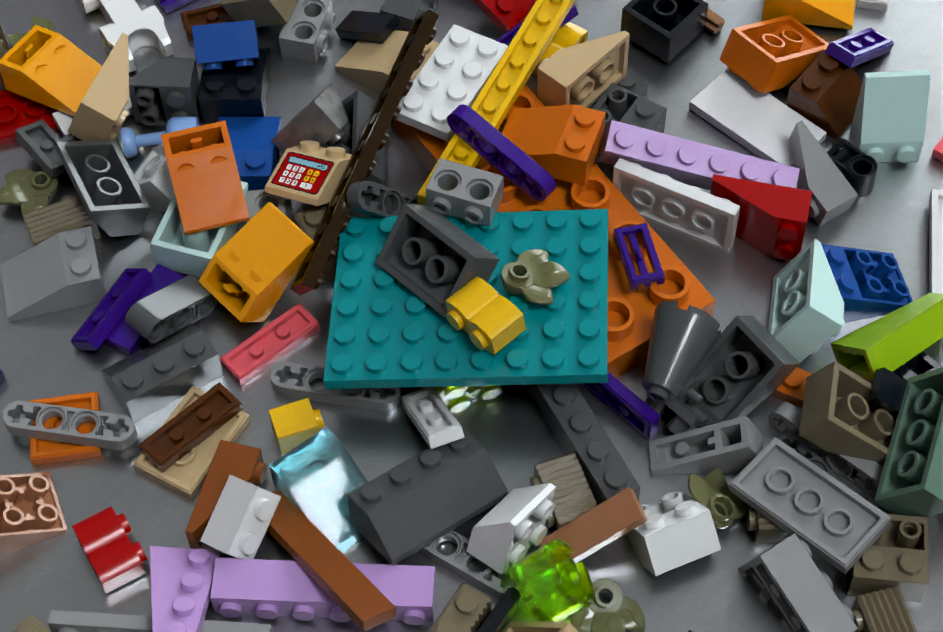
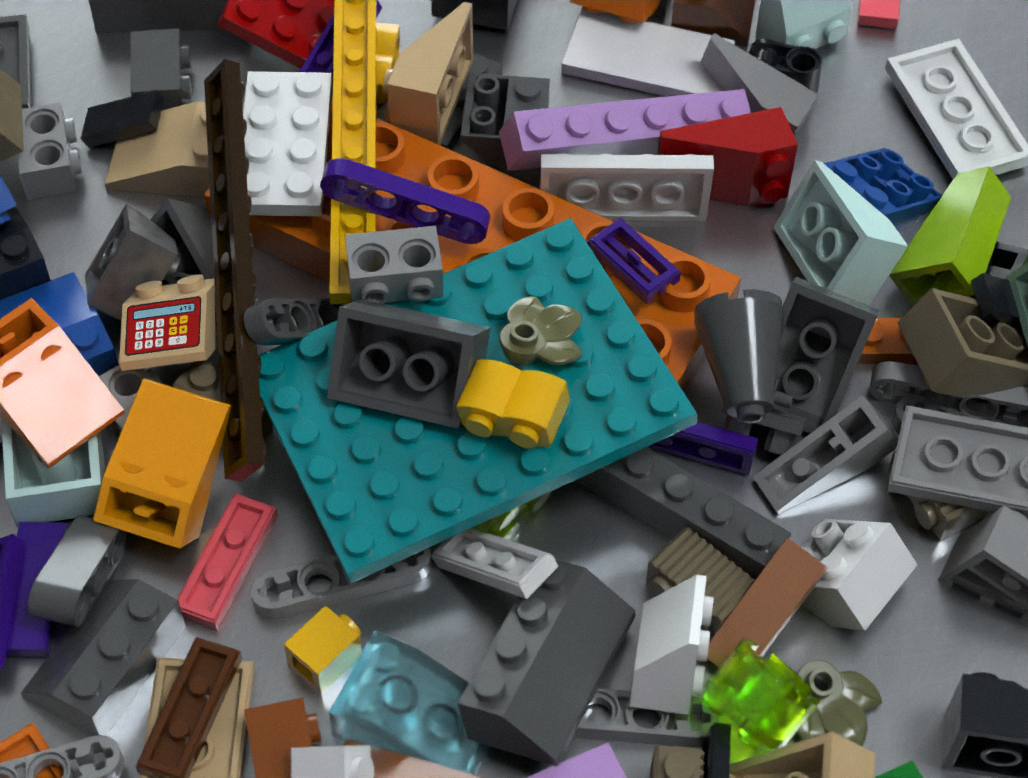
camera: 30 degrees left, 0 degrees up
(559, 138) = (461, 155): orange slope -> none
(715, 495) = (864, 504): olive plate -> none

